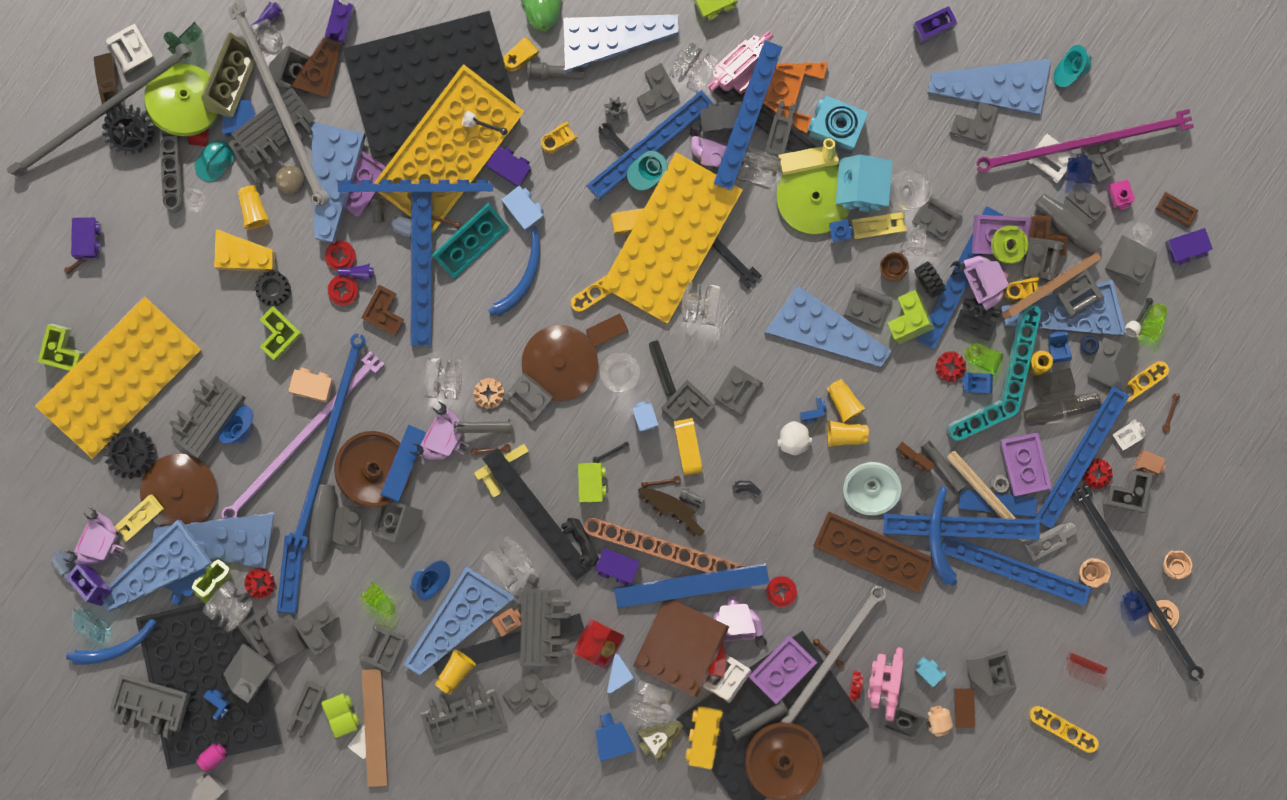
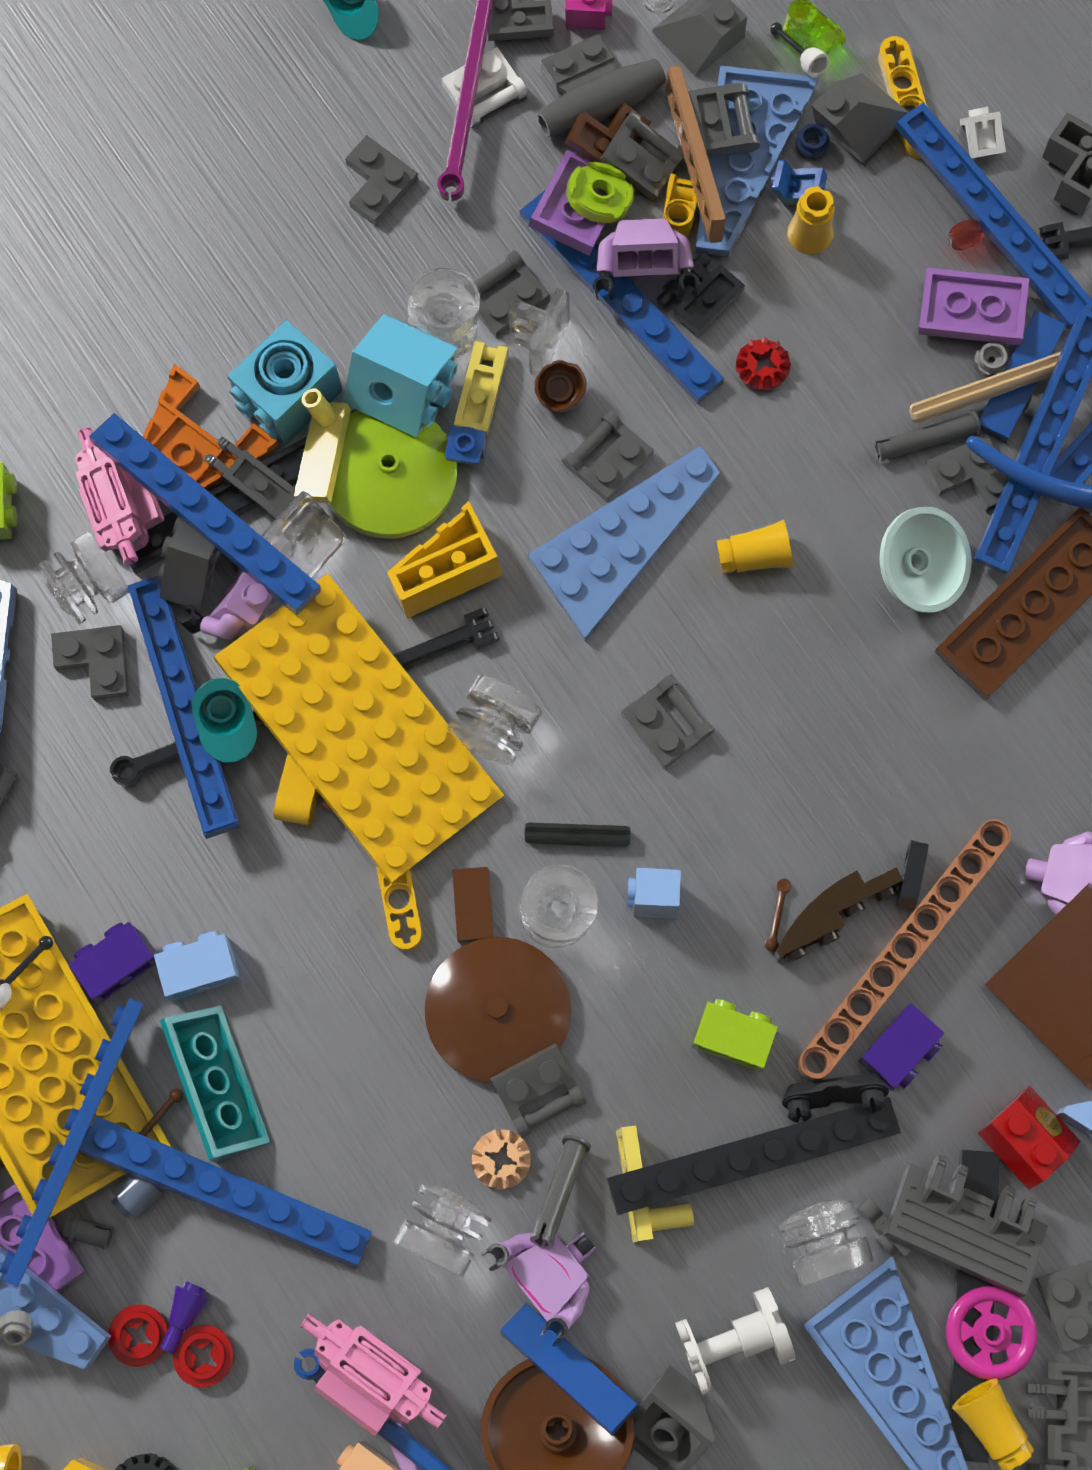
camera: 65 degrees left, 10 degrees down
(362, 371) = (368, 1377): none -> bright pink piece
(378, 313) = (273, 1306): reddish brown plate -> none
(430, 580) = (804, 1406): blue piece -> none
(450, 541) = (750, 1335): none -> white piece
(474, 451) = (597, 1226): reddish brown hinge -> none
(480, 657) = (1018, 1315): none -> dark pink plate
(507, 621) = (931, 1287): nougat window -> none
(516, 295) = (346, 1041): blue animal -> none
(559, 137) = (102, 851): yellow piece -> none
(596, 459) = (694, 1012): black hinge -> none
(617, 103) = (102, 744): dark grey gear -> none
(687, 397) = (646, 812): dark grey plate -> none
(688, 447) = (734, 842): yellow beam -> none
(691, 497) = (825, 872): dark grey pin -> none
(691, 585) = (985, 928): blue tile -> none
(706, 540) = (912, 874): none -> black beam
(746, 485) = (839, 770): black arm -> none
(773, 246) = (446, 565): none -> yellow wedge
(789, 596) = (1058, 770): red gear -> none
(794, 438) = (789, 657): white cap -> none
(811, 416) = (760, 615): blue bracket -> none
(846, 434) = (813, 570): yellow plant -> none
(914, 322) = (666, 384): lime brick -> none
(920, 462) = (907, 467): reddish brown plate -> none
(930, 279) = (606, 336): black tyre -> none
(935, 24) = (188, 175): dark purple brick -> none
(977, 383) = (808, 329): blue bracket -> none
(987, 358) = (768, 305): clear neon green piece -> none
(1004, 86) = (337, 110): medium blue wing -> none
(1010, 378) = (821, 276): teal beam -> none
(1059, 401) = (891, 216): clear smoke plate -> none
(1065, 446) = (965, 234): none -> clear red tile
(1079, 169) = (521, 47): clear blue brick -> none
(1102, 481) = (1043, 202): red gear -> none
(1149, 463) = (1041, 119): nougat window -> none
(1166, 427) = (990, 77): reddish brown hinge -> none

